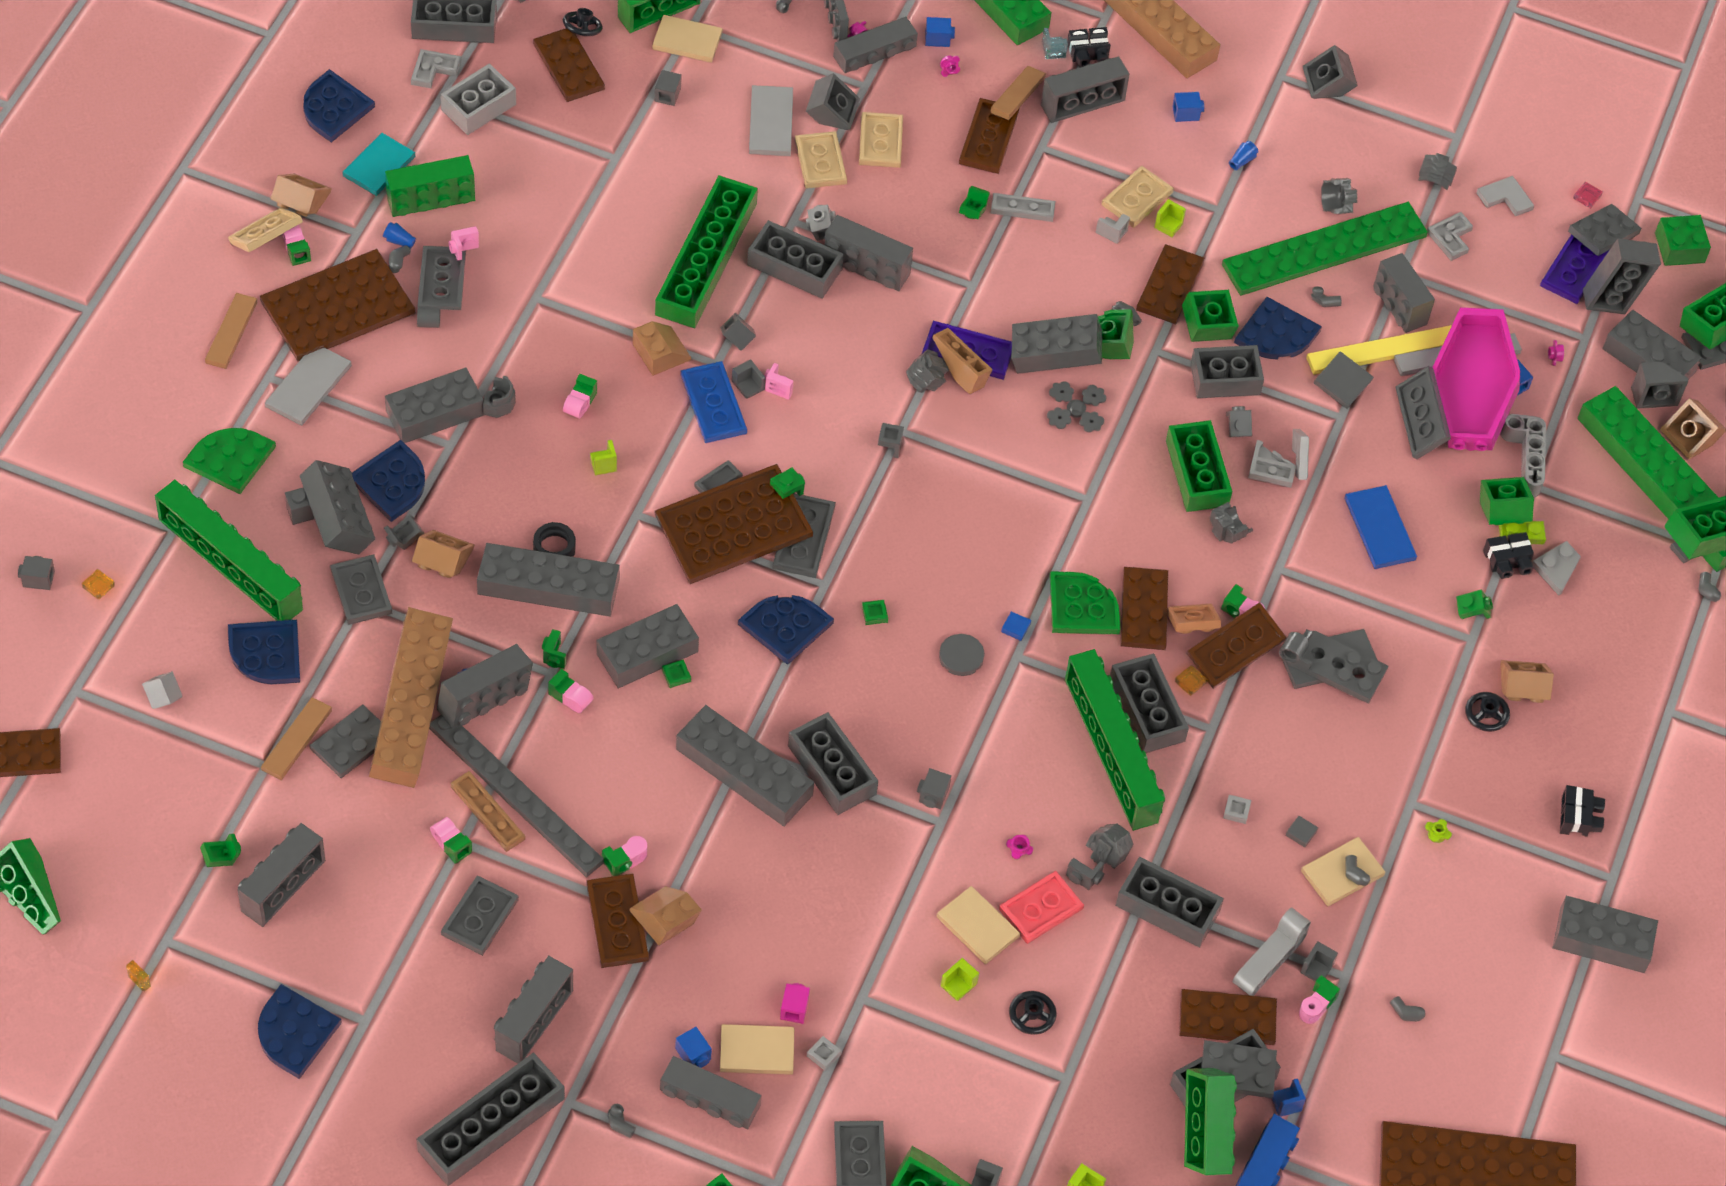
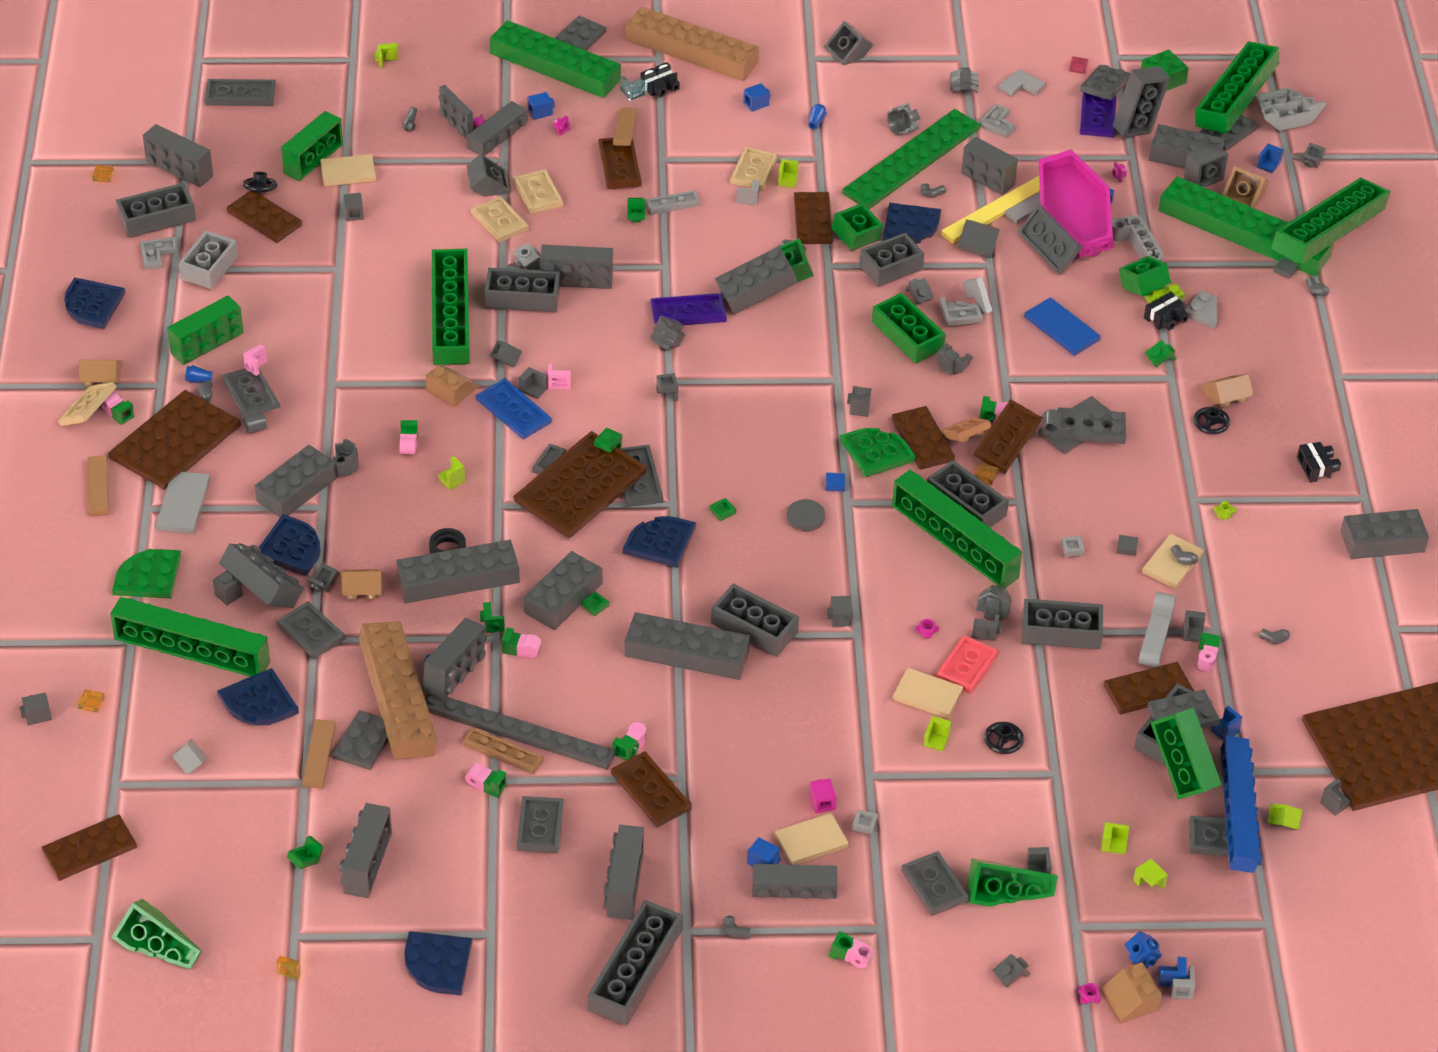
camera: 20 degrees left, 10 degrees down
(380, 156) = (151, 331): teal tile -> none
(666, 913) = (688, 768): medium nougat slope -> none
(771, 120) = (446, 205): light grey tile -> none
(962, 362) = (693, 317): medium nougat slope -> none
(1076, 408) = (792, 322): dark grey plant -> none
(1085, 89) = (675, 107): dark grey brick -> none
(1095, 537) = (860, 401): none -> dark grey brick

